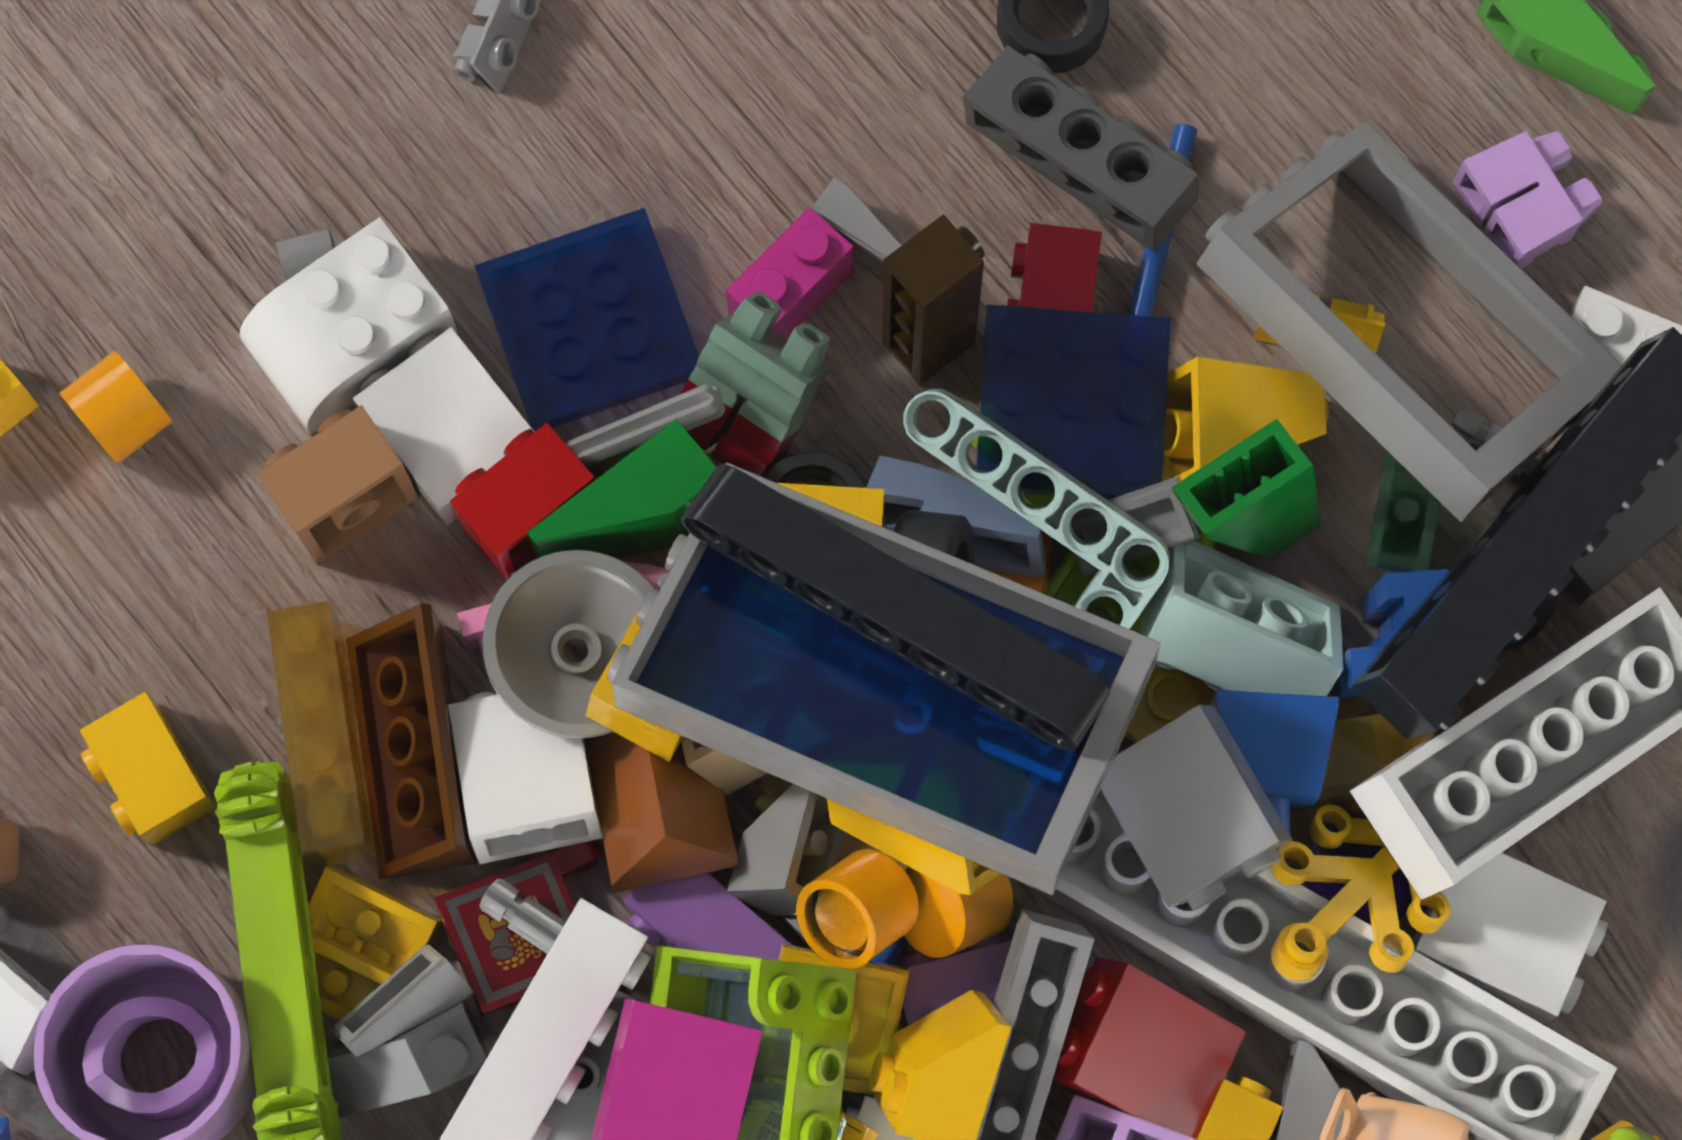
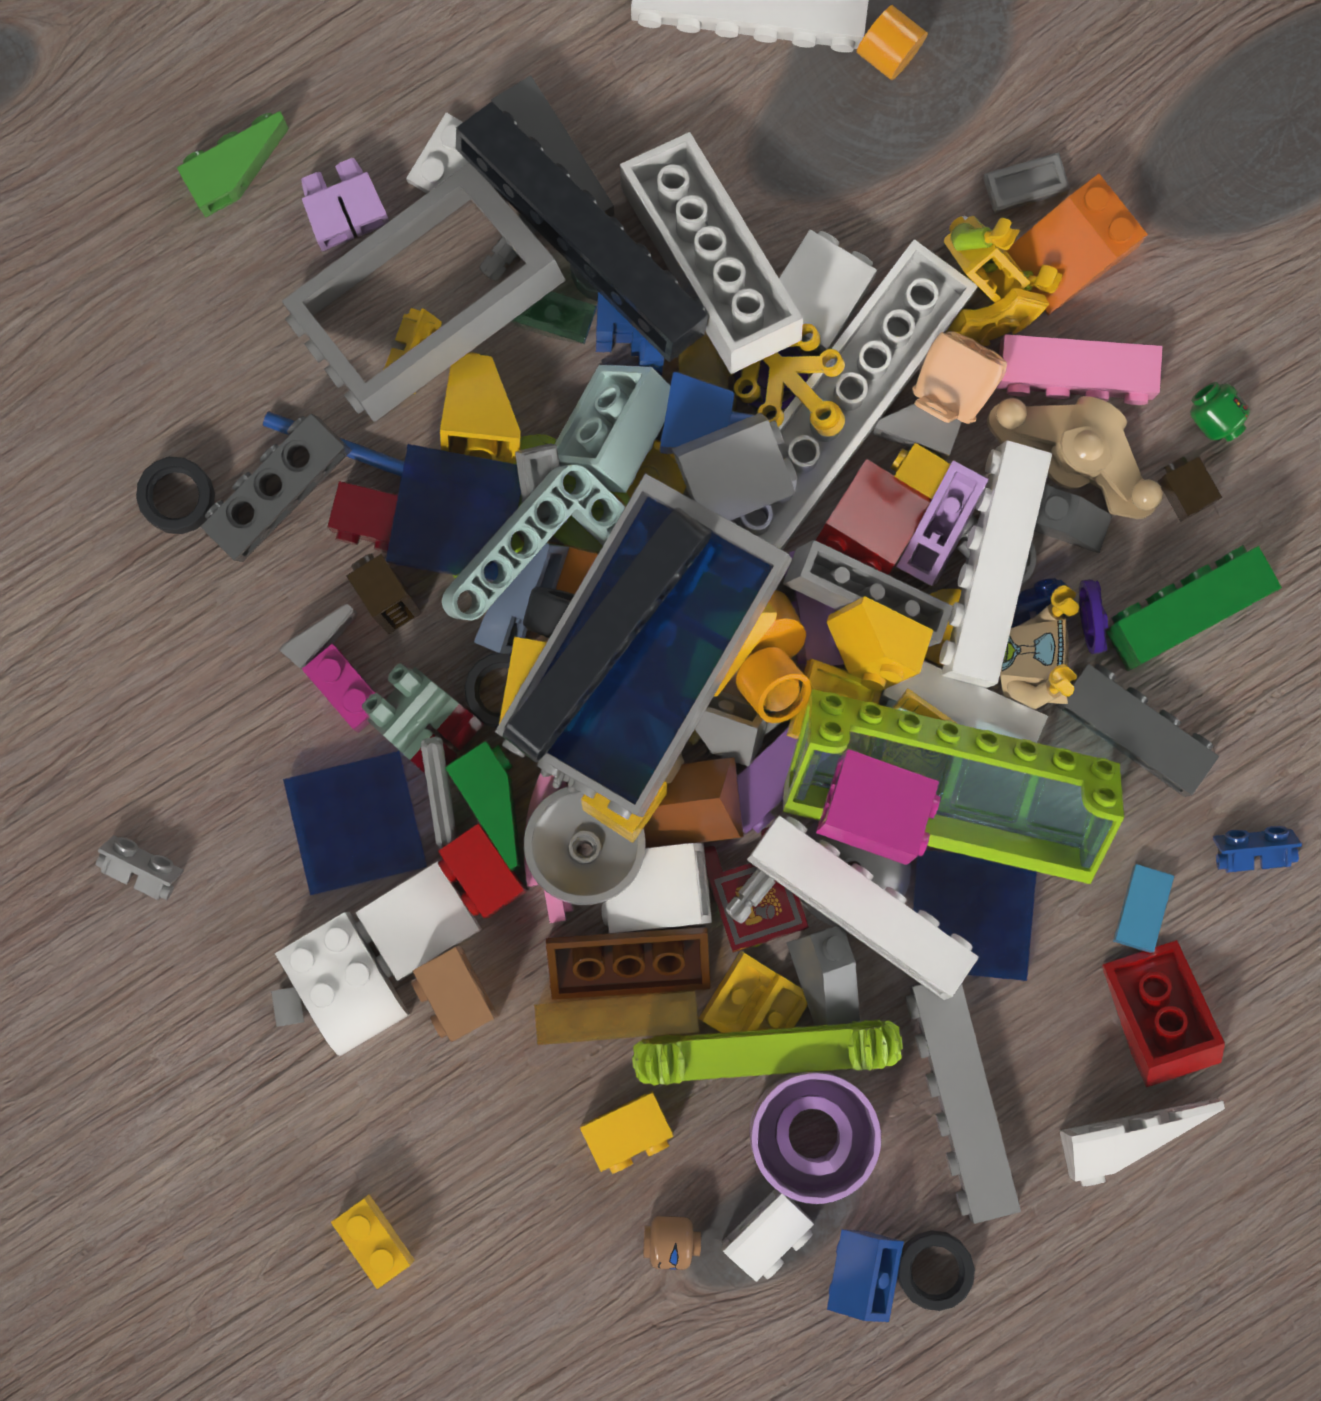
camera: 85 degrees left, 10 degrees up
(116, 407) = (383, 1139): light orange piece -> none
(404, 1000) = (797, 976): light grey slope -> none
(1254, 494) = (533, 408): green slope -> none

